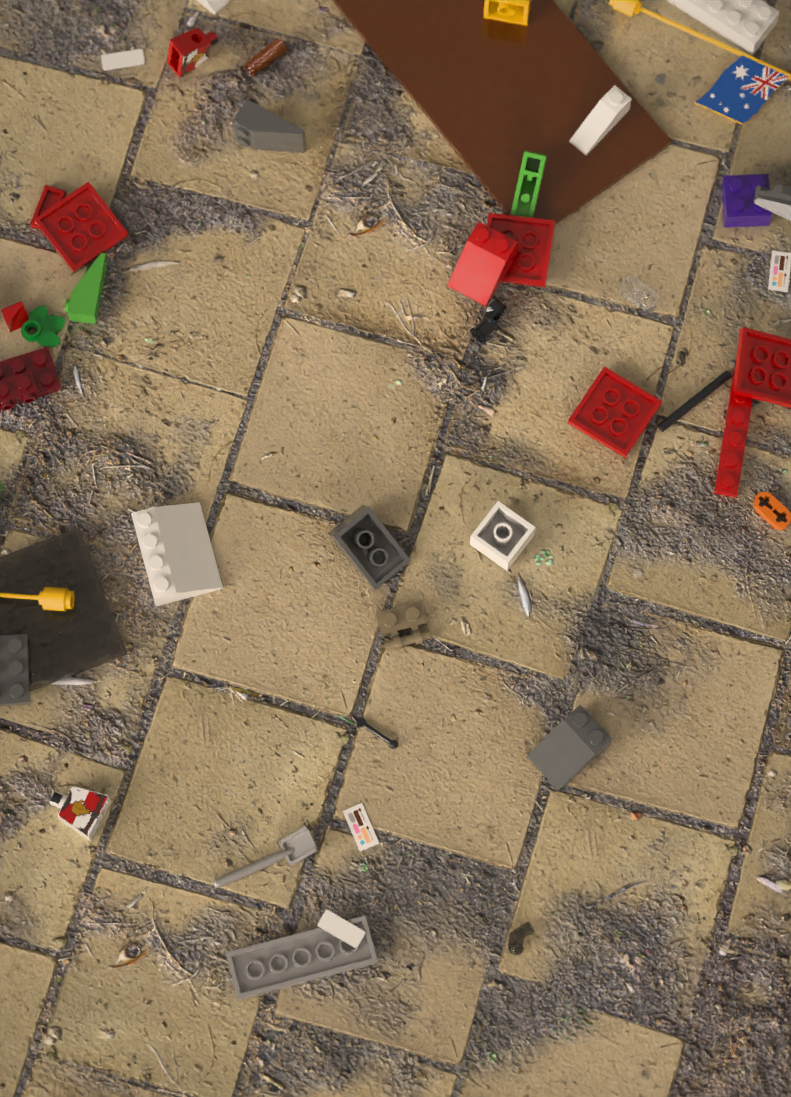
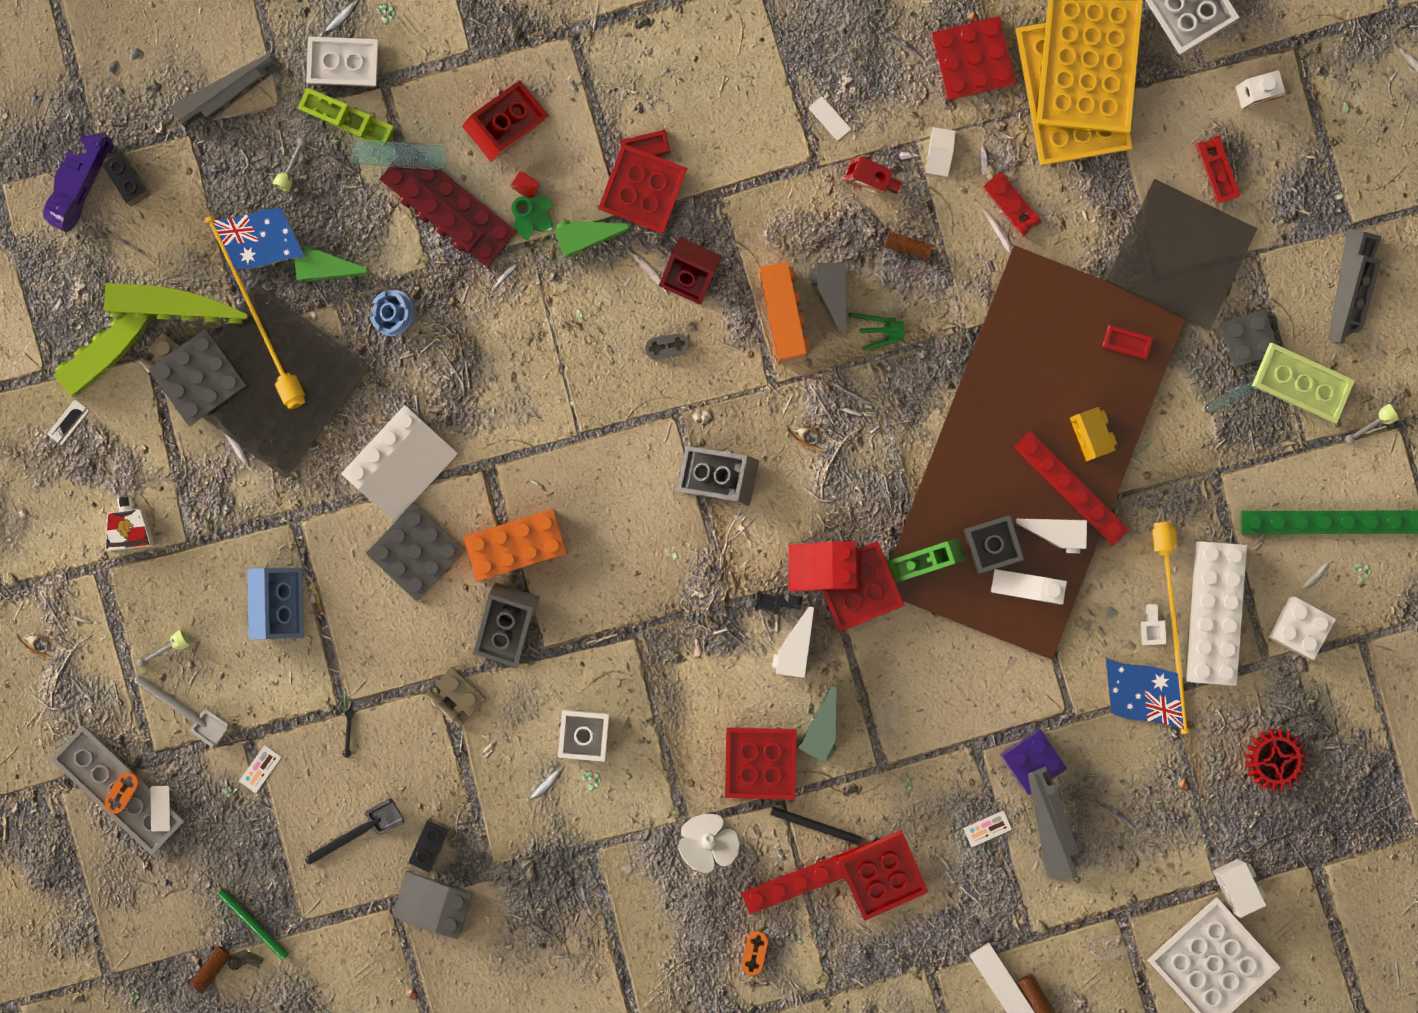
camera: 60 degrees right, 15 degrees up
(47, 478) = (393, 313): none -> medium blue cone
(173, 230) = (690, 270): none -> dark red slope
(206, 827) = (178, 641): none -> hinge
(217, 284) = (668, 352): none -> dark grey beam
(226, 725) = (275, 603): none -> medium blue slope
(254, 175) = (783, 312): none -> orange brick
(259, 585) = (415, 552): none -> dark grey plate
(301, 954) = (126, 796): none -> orange beam
(307, 498) = (515, 545): none -> orange brick
(324, 108) = (893, 330): none -> green plant
(354, 306) = (718, 475): none -> dark grey slope
(467, 748) = (380, 817): none -> black piece
(492, 913) = (252, 924): none -> green bar
(502, 968) = (213, 965): none -> dark orange piece
(516, 719) = (429, 845): none -> black brick
(539, 326) = (794, 651): none -> white slope
(541, 47) = (1071, 488): none -> red plate
(549, 125) = (993, 544): none -> dark grey brick
(571, 74) = (1061, 533): none -> white slope
(618, 342) = (821, 732): none -> sand green slope
(651, 495) = (701, 843): none -> white piece
(694, 52) = (1152, 630): none -> white plate

